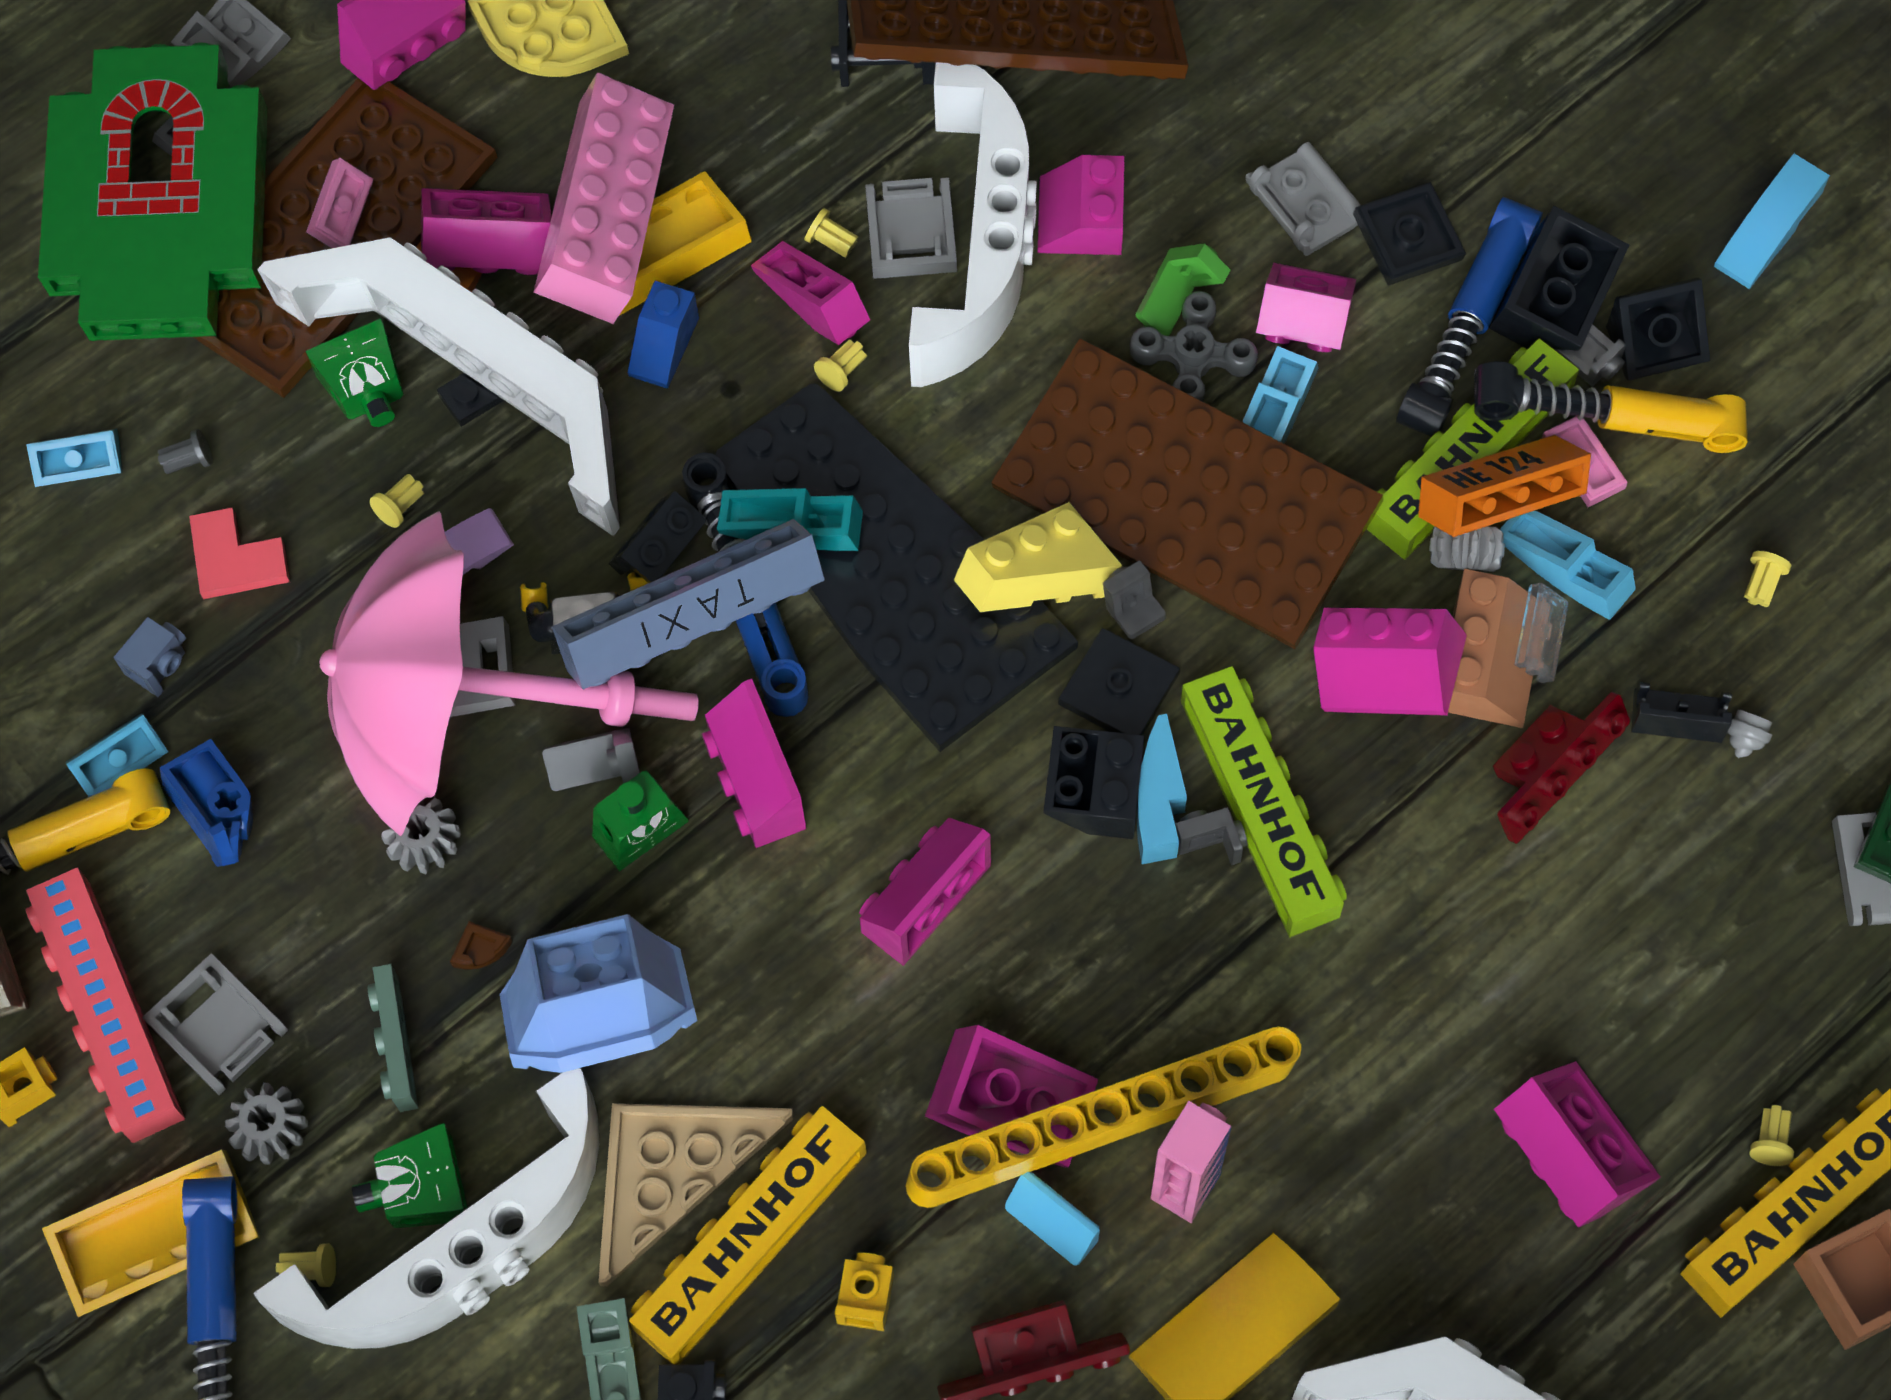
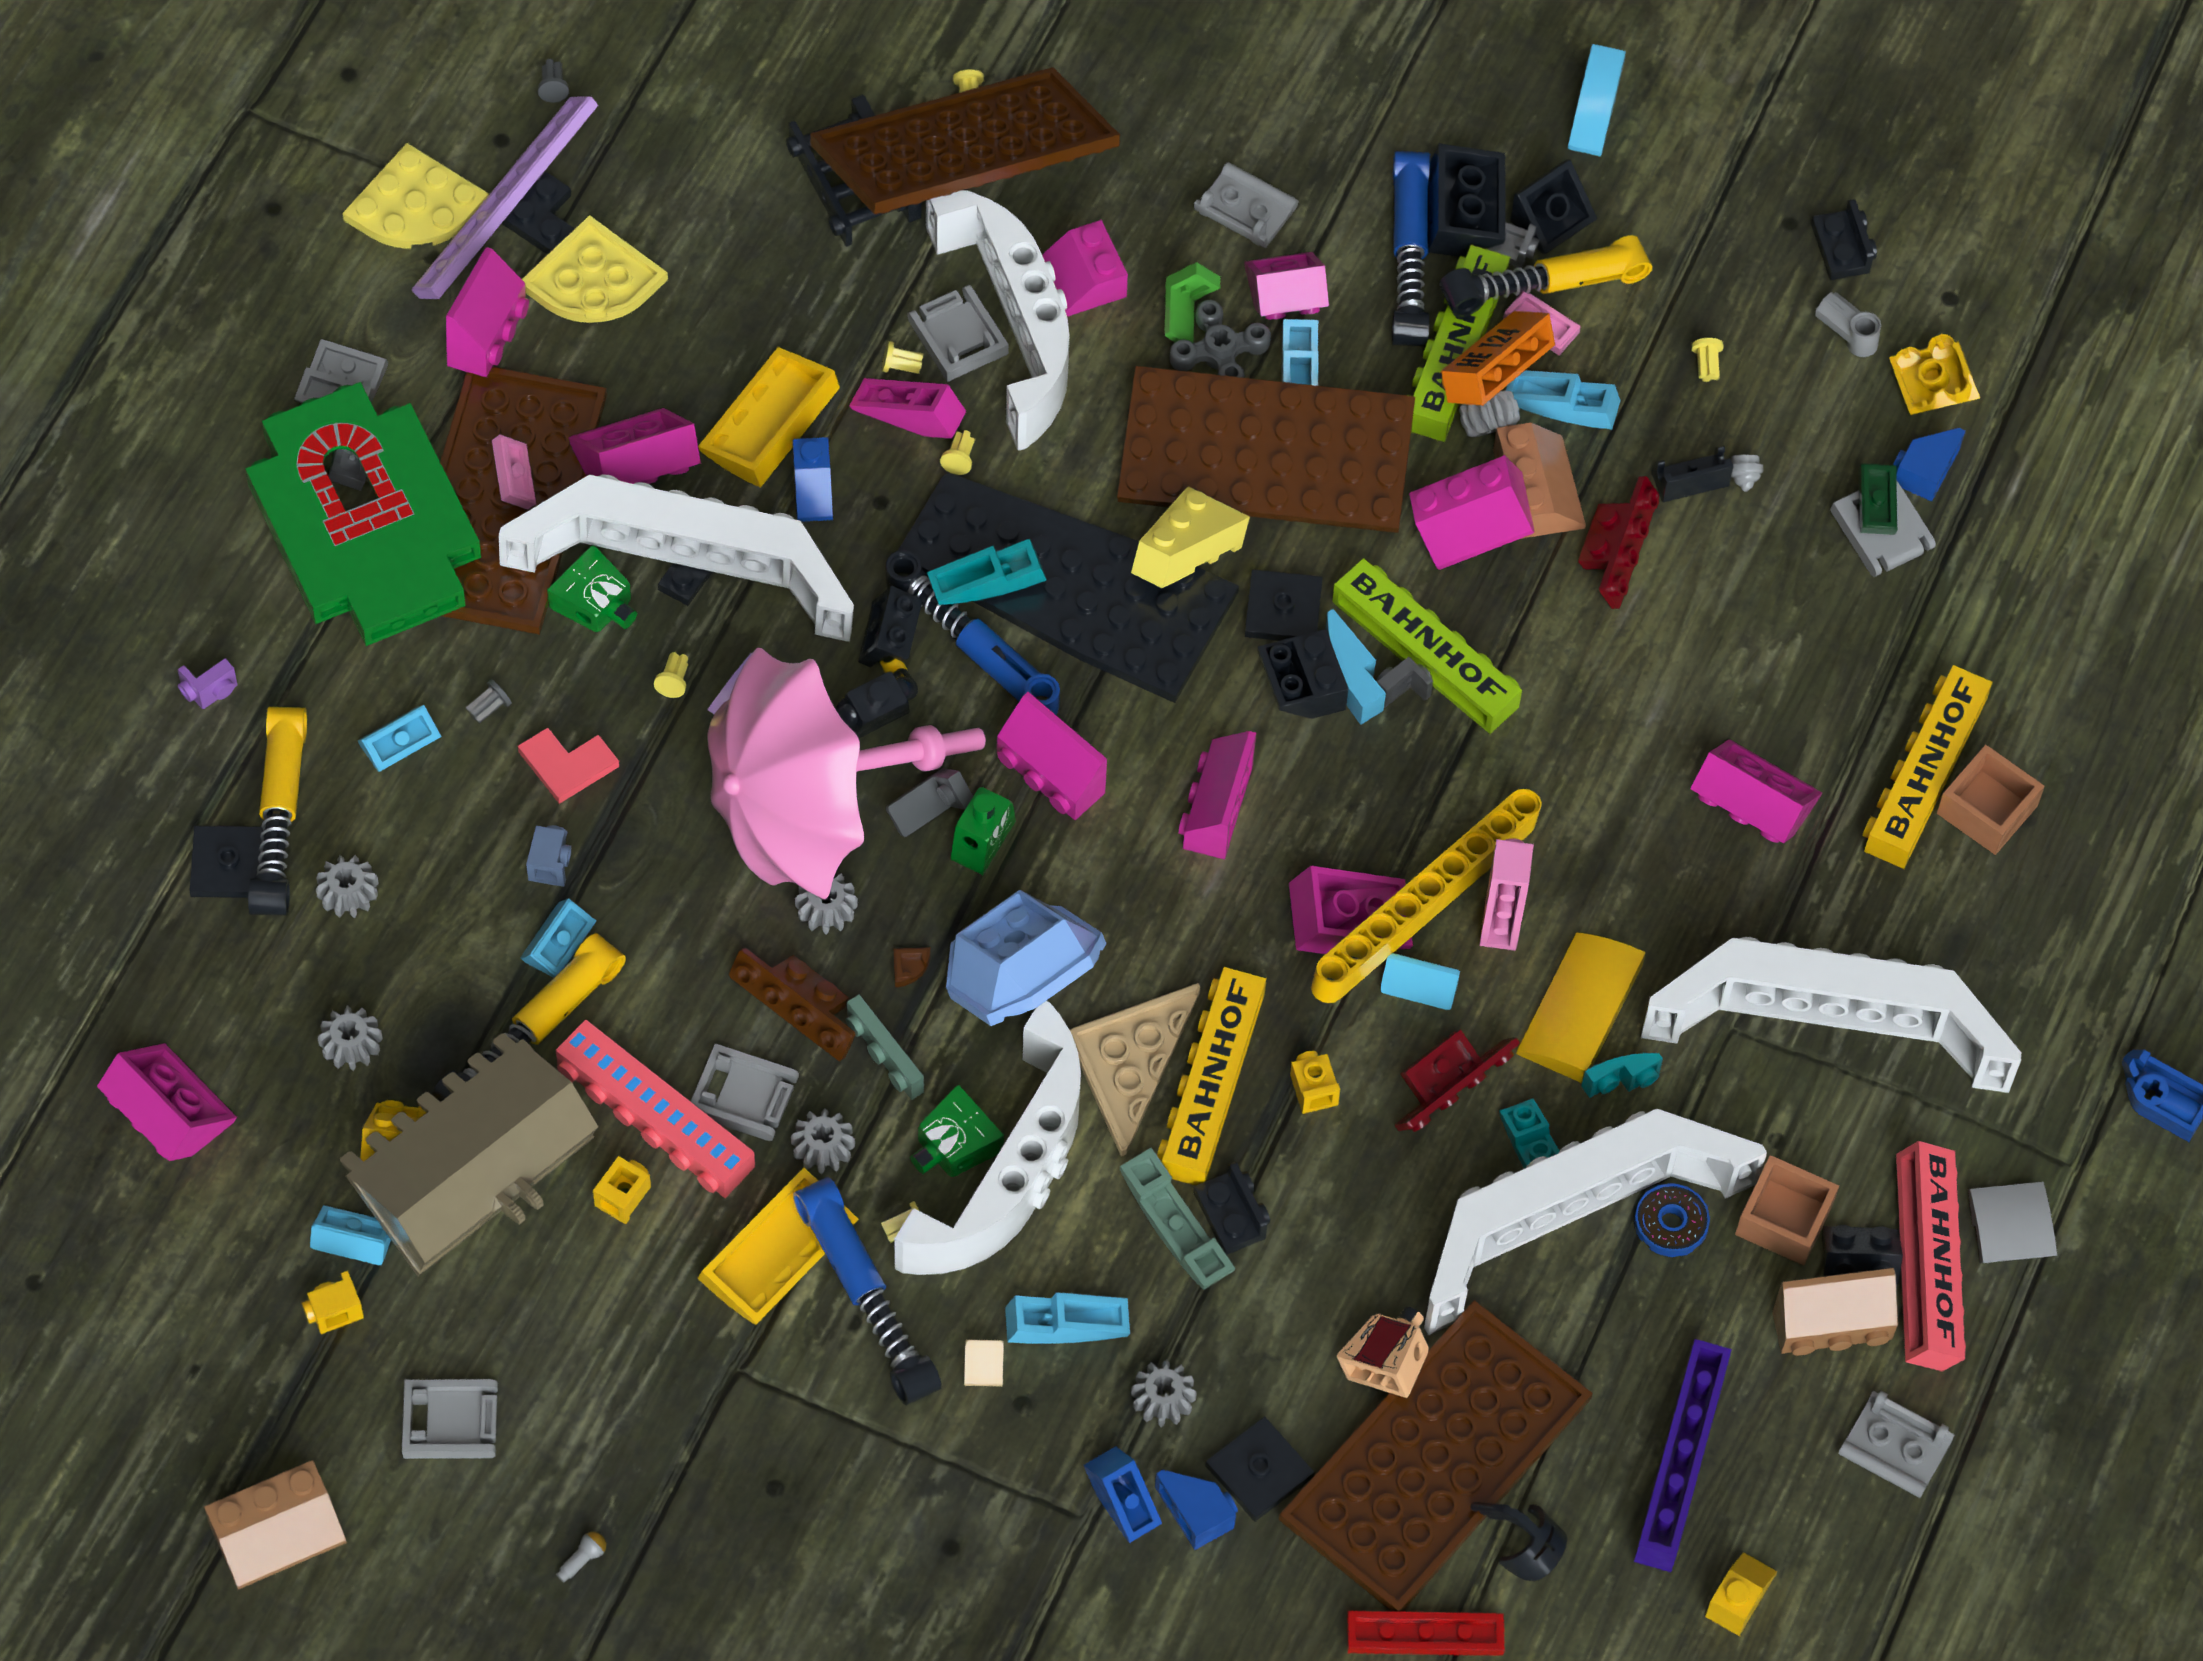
camera: 30 degrees left, 5 degrees down
(210, 800) = (656, 939): blue piece -> none
(336, 934) = (798, 997): none -> reddish brown bracket
(604, 199) = (724, 390): bright pink brick -> none
(688, 604) = (953, 657): sand blue brick -> none
(1131, 600) = (1264, 542): flat silver bracket -> none
(1409, 233) = (1336, 203): black plate -> none
(1541, 632) = (1569, 455): clear tile -> none
(1773, 1138) = (1888, 741): light yellow piece -> none

